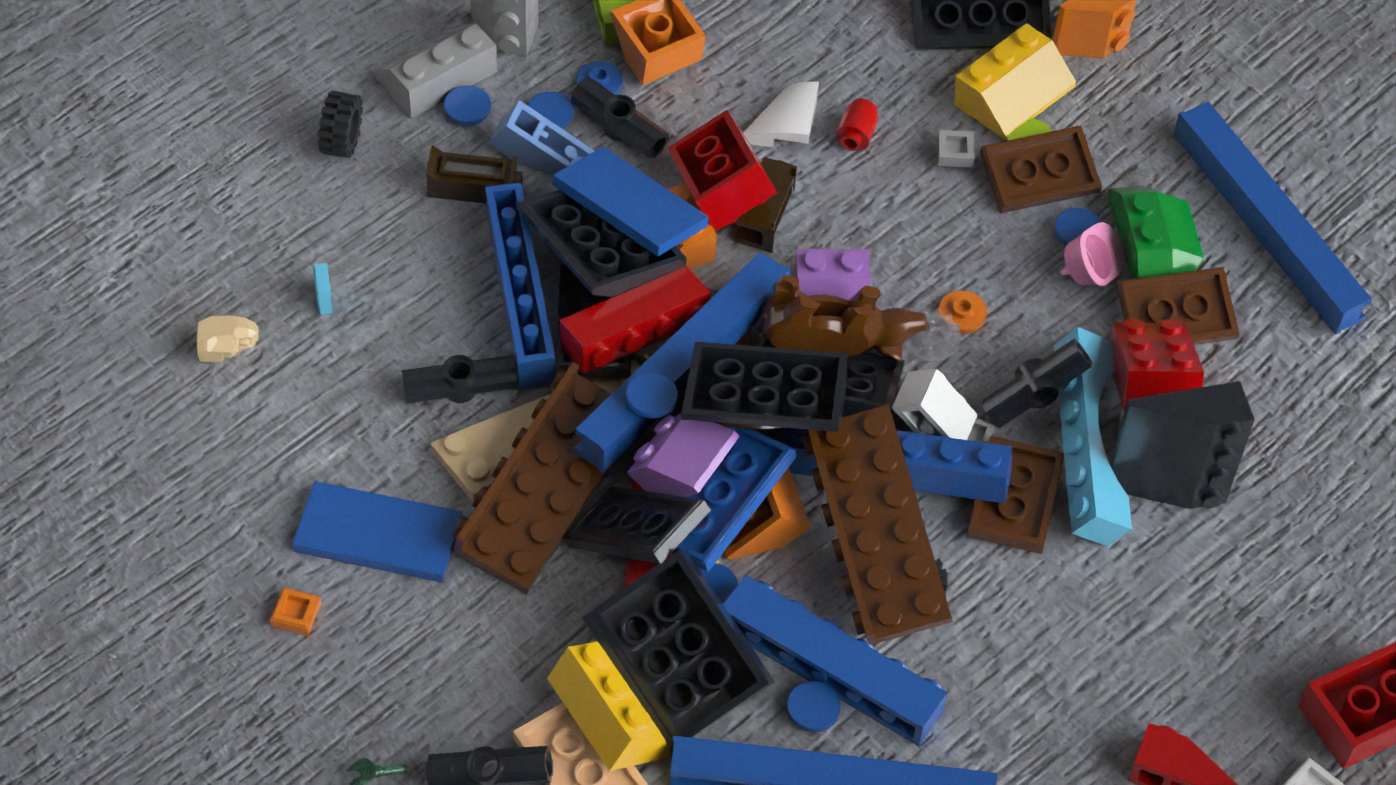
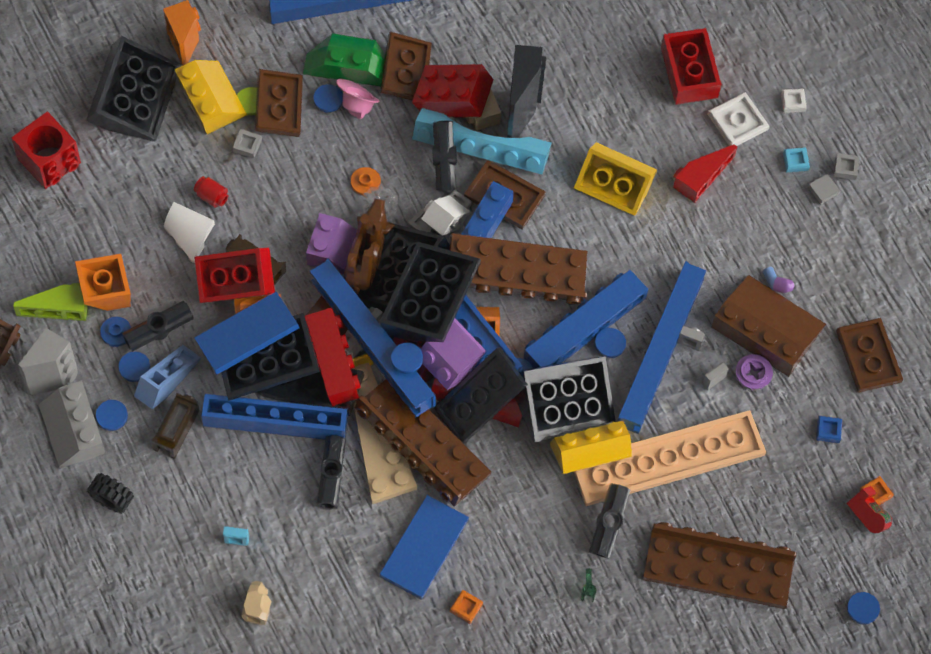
camera: 75 degrees left, 10 degrees up
(1114, 642) = (615, 178): none -> yellow slope

